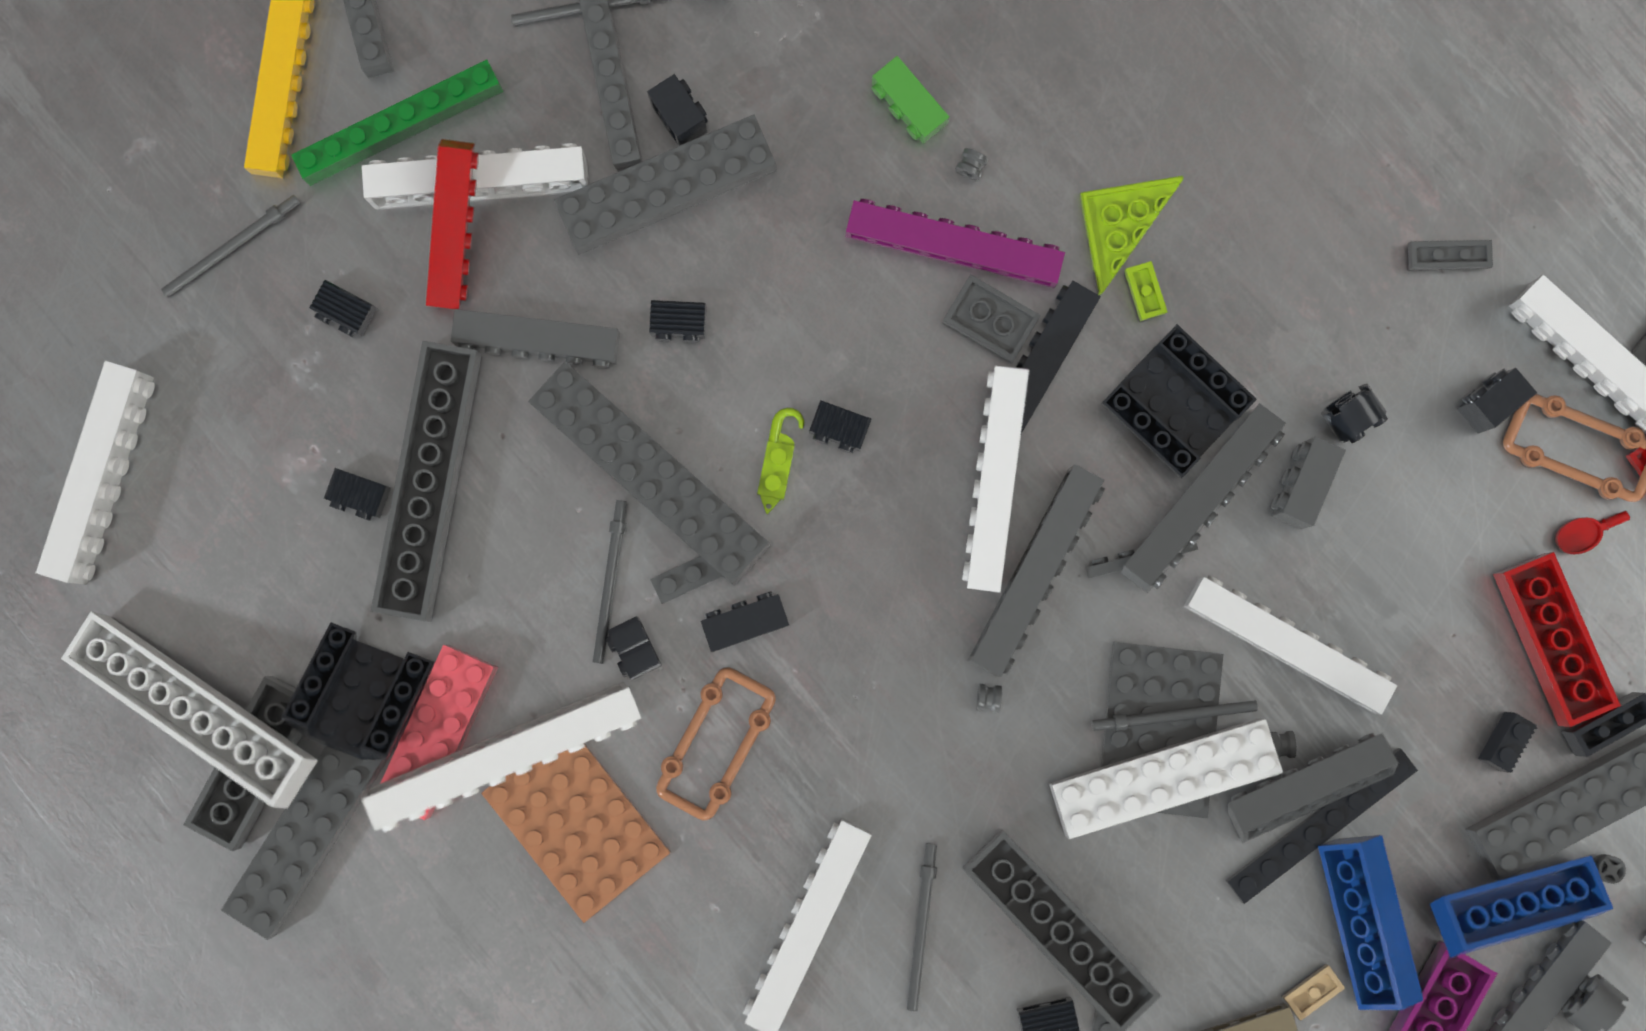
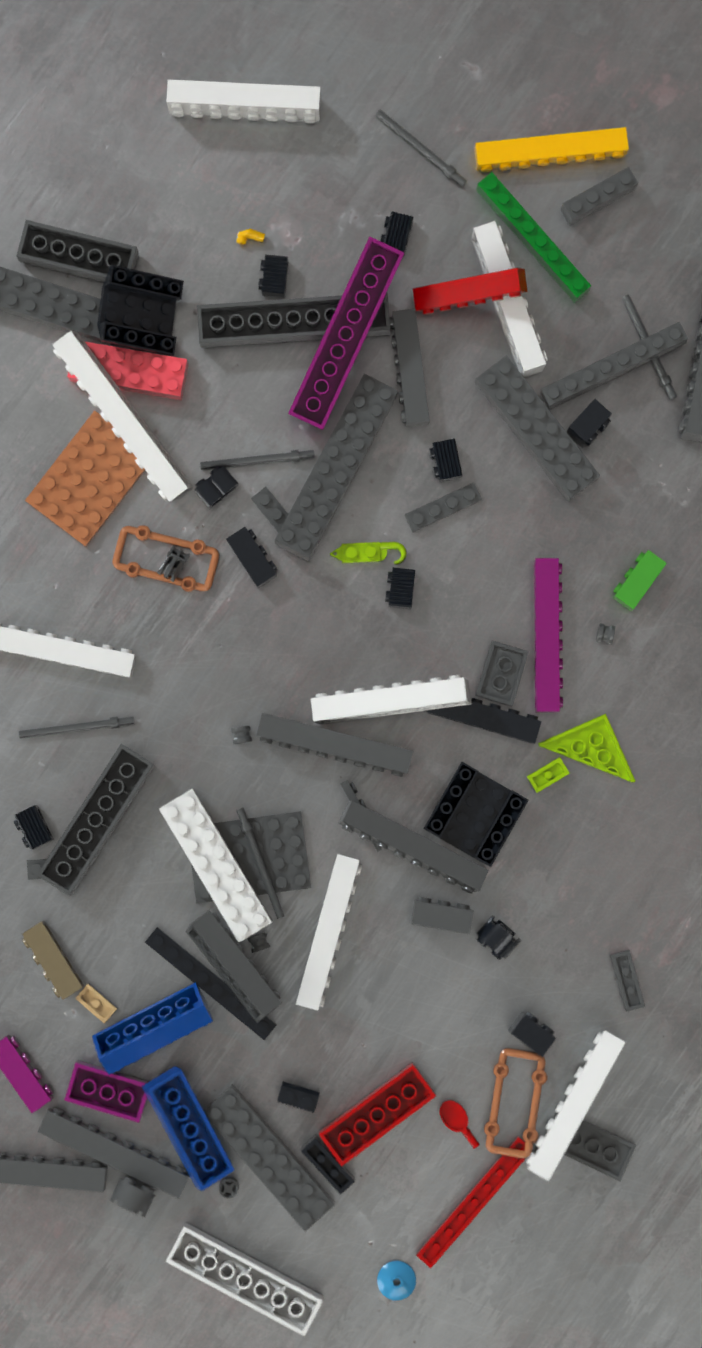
camera: 80 degrees right, 0 degrees up
(189, 710) = (102, 203): white brick -> none
(288, 513) = (249, 234): none -> yellow arm
(465, 410) = (346, 333): none -> magenta brick
(724, 732) = (174, 562): none -> dark grey arm
(741, 341) = (443, 507): none -> dark grey plate

